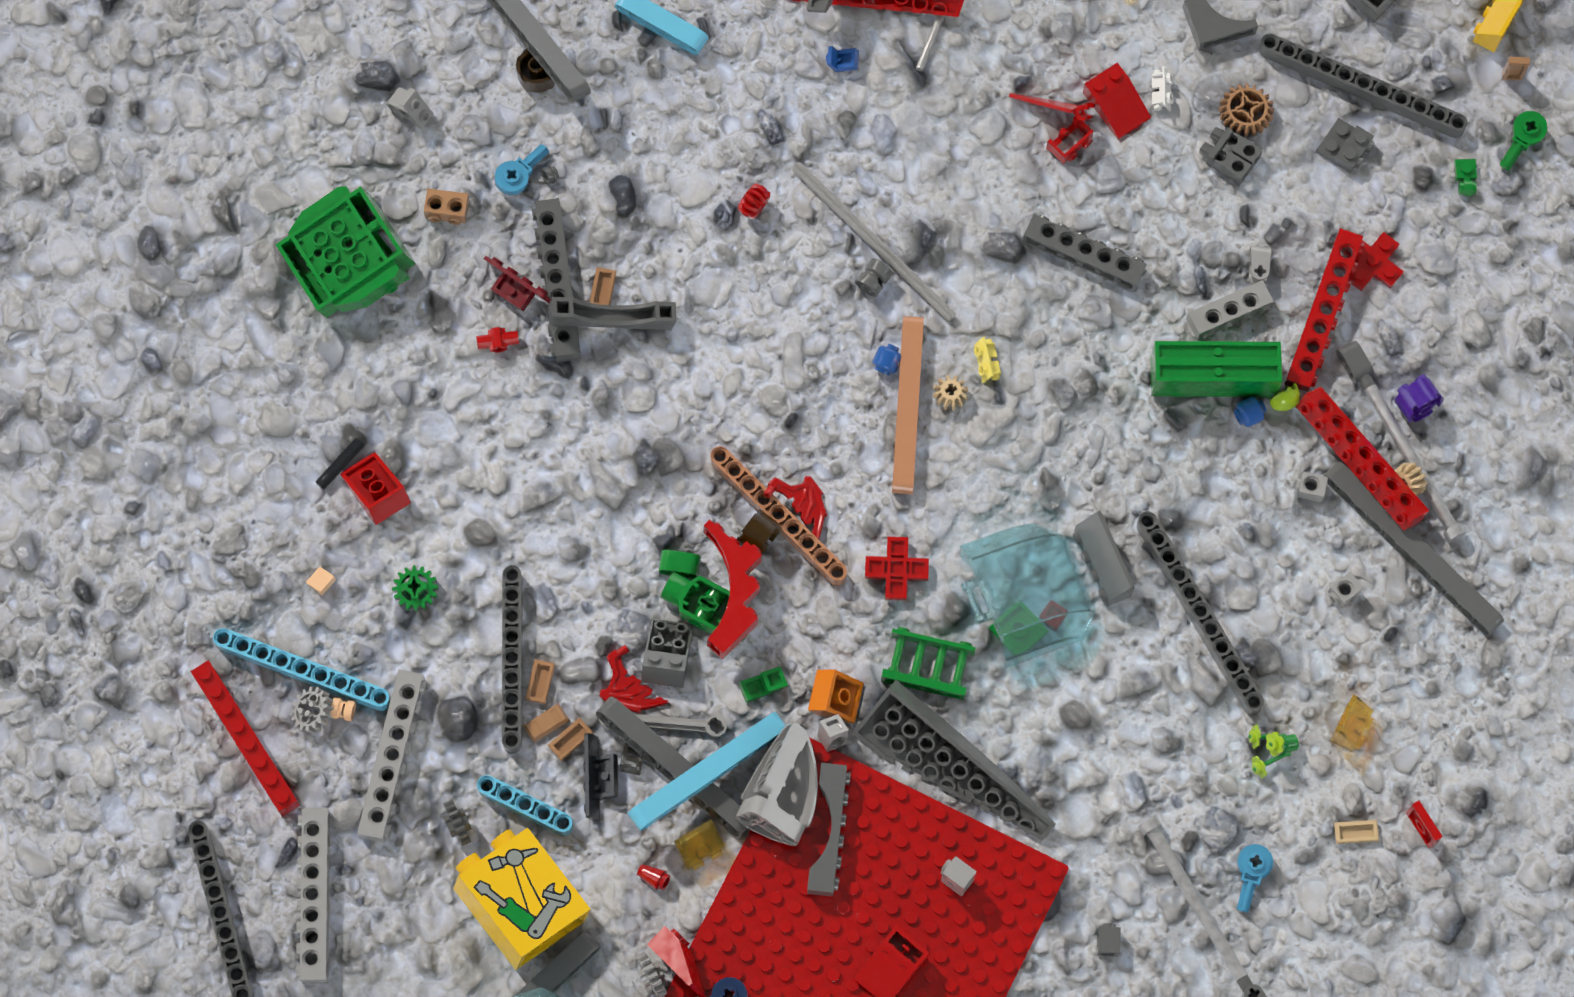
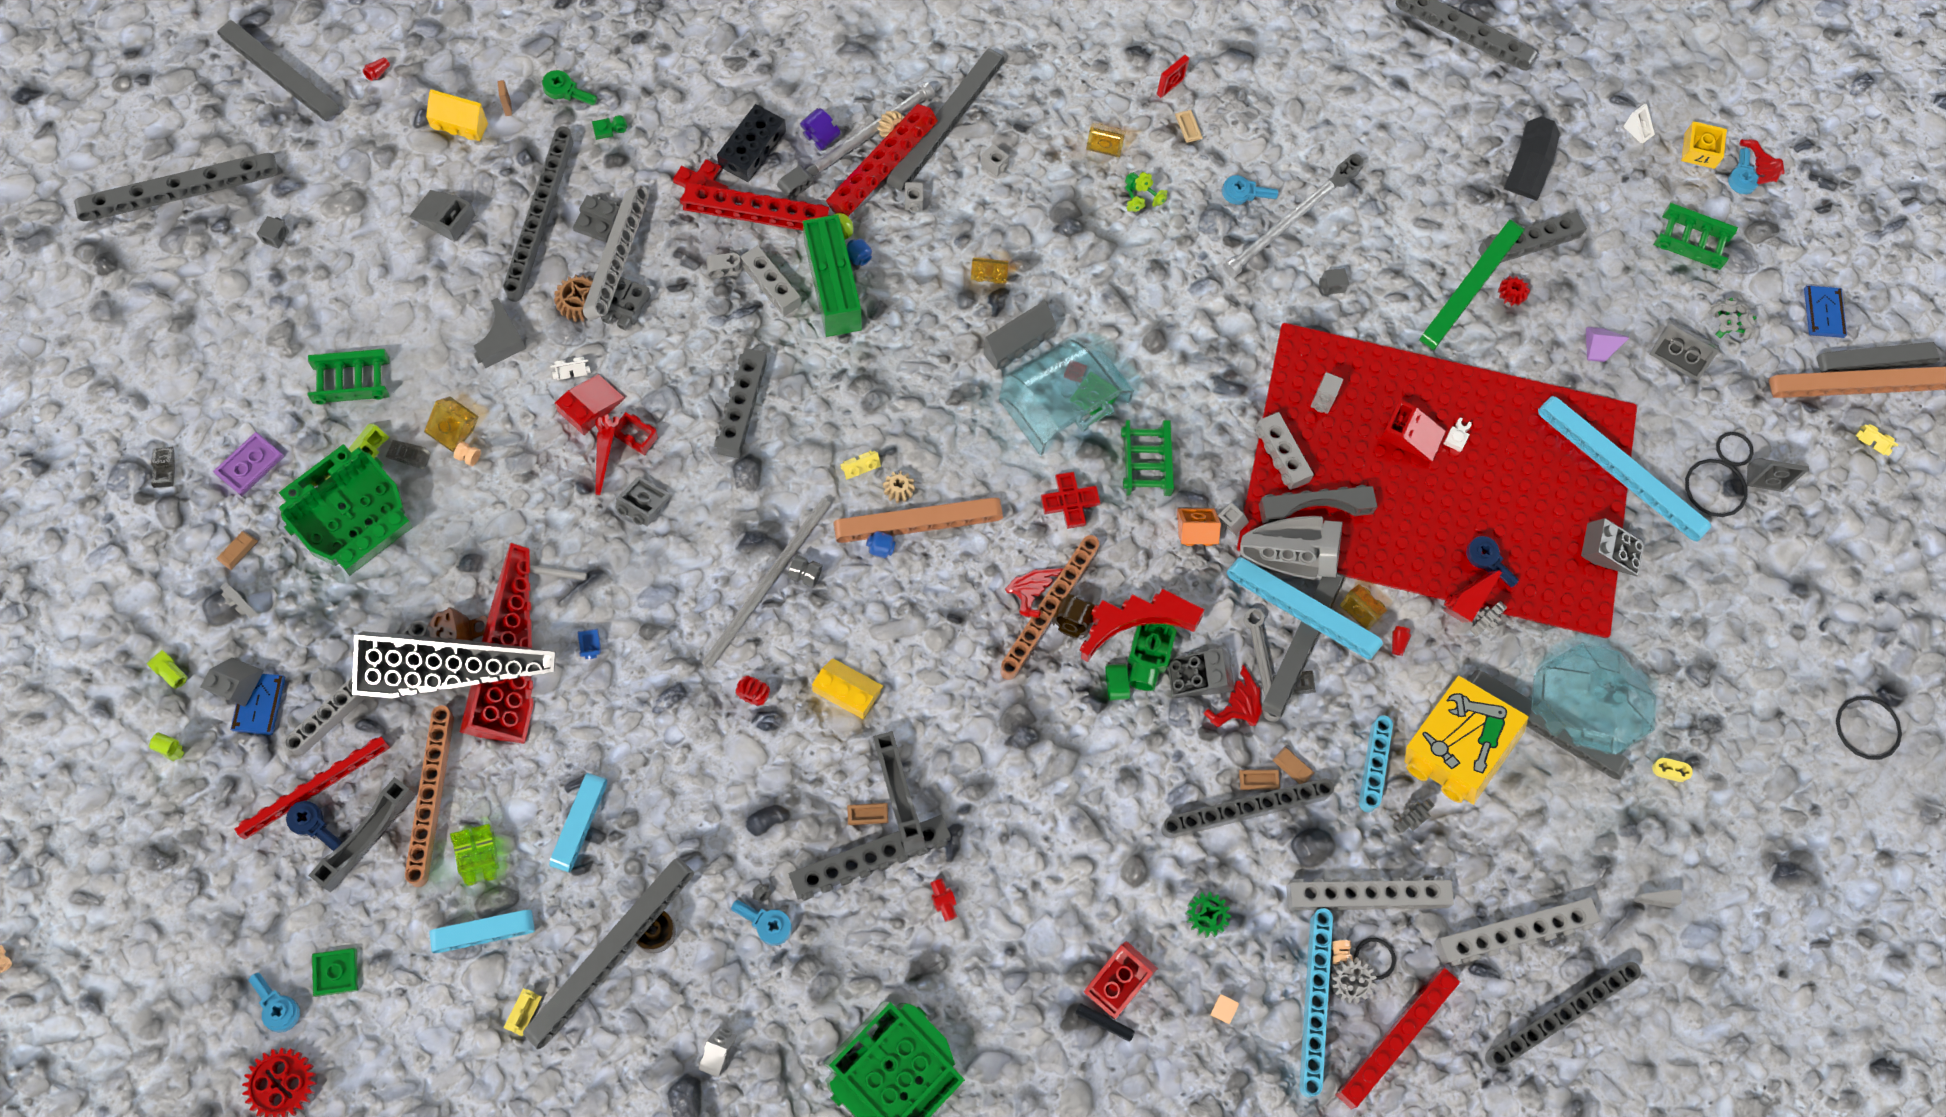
camera: 110 degrees left, 5 degrees down
(348, 740) = (1387, 946): none -> black piece
(448, 201) = (811, 985): medium nougat brick -> none
(514, 289) = (889, 896): dark red bracket -> none
(569, 739) = (1302, 740): medium nougat tile -> none
(600, 776) = (1329, 704): black bracket -> none
(738, 294) = (846, 688): none -> yellow slope
(763, 684) = (1203, 588): green slope -> none
(869, 823) = (1275, 425): none -> light grey brick
(922, 741) = (1218, 441): dark grey wedge -> none
(989, 133) = (641, 501): none -> dark grey plate
(1200, 553) = (989, 270): none -> clear yellow bracket
(1200, 623) = (1040, 268): dark grey beam -> none
(1297, 160) = (615, 253): none -> light grey beam
(1420, 311) = (751, 143): none -> black brick

